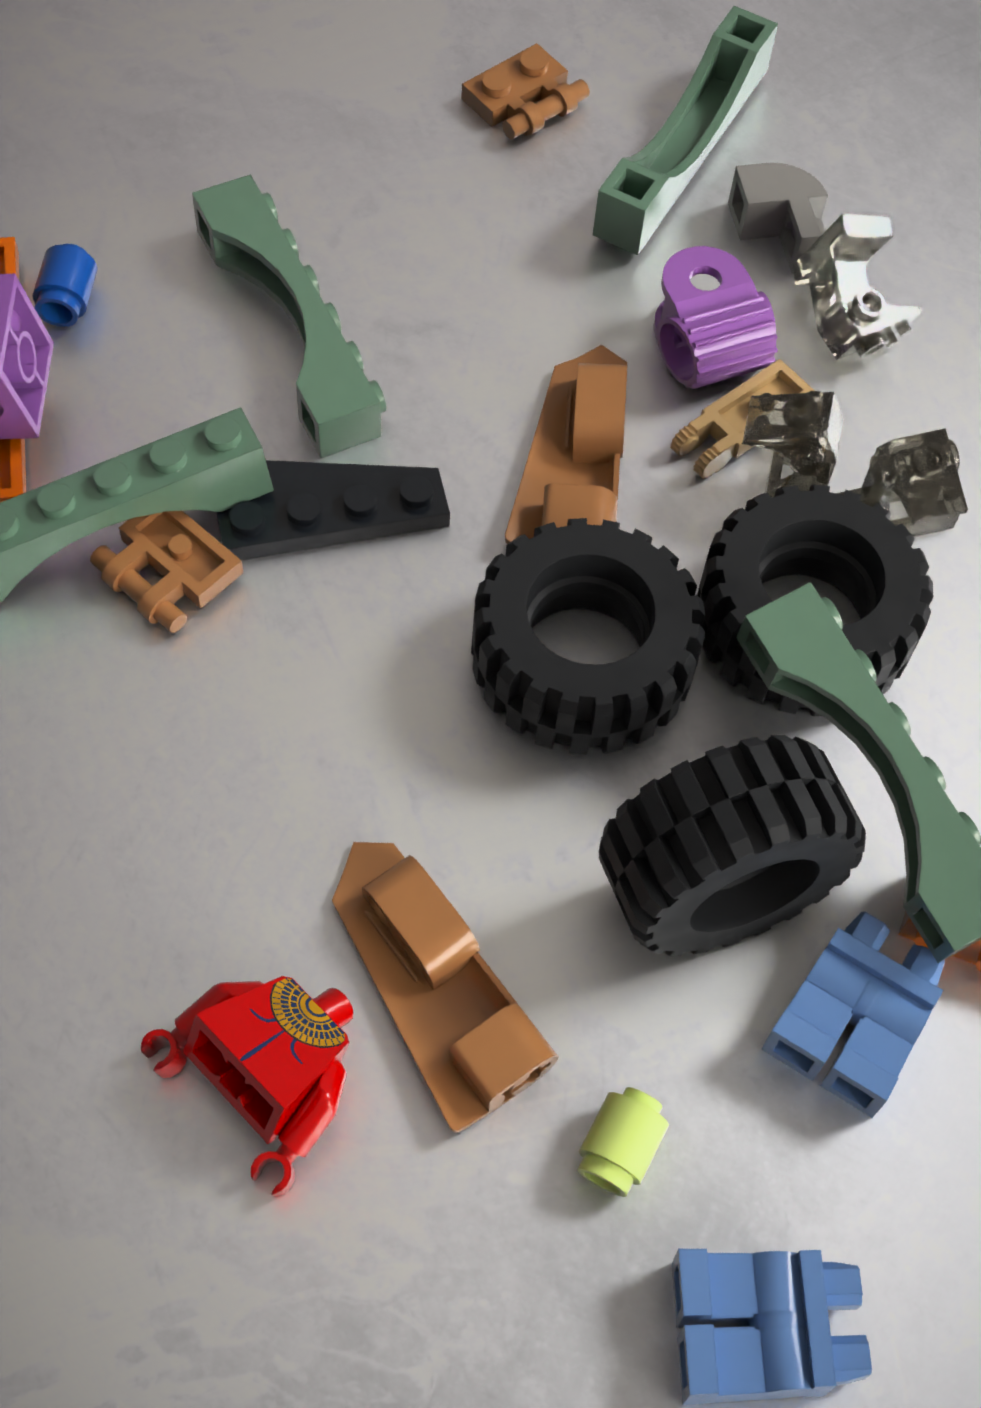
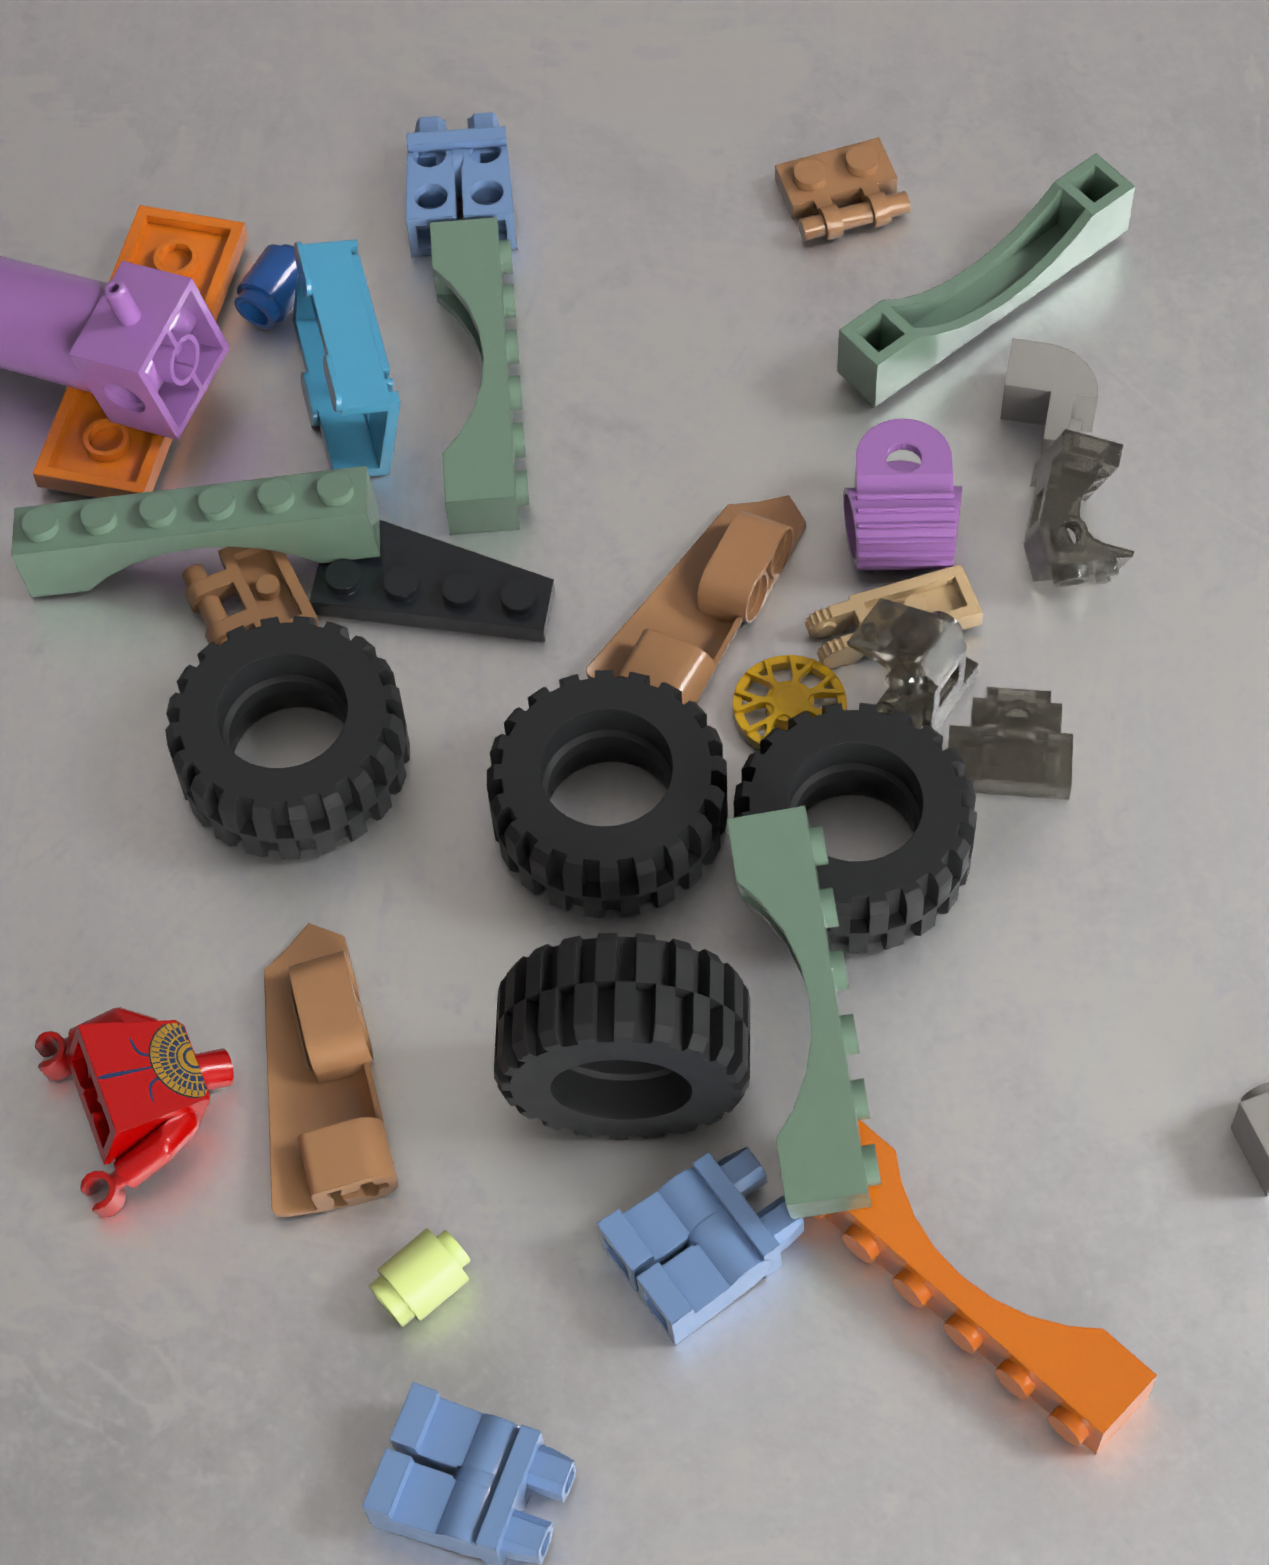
camera: 30 degrees right, 0 degrees up
(166, 323) = (343, 358): none -> dark azure piece
(193, 153) = (455, 166): none -> medium blue hips
(251, 609) = (274, 671): none -> black tyre
(688, 515) = (784, 698): none -> yellow wheel

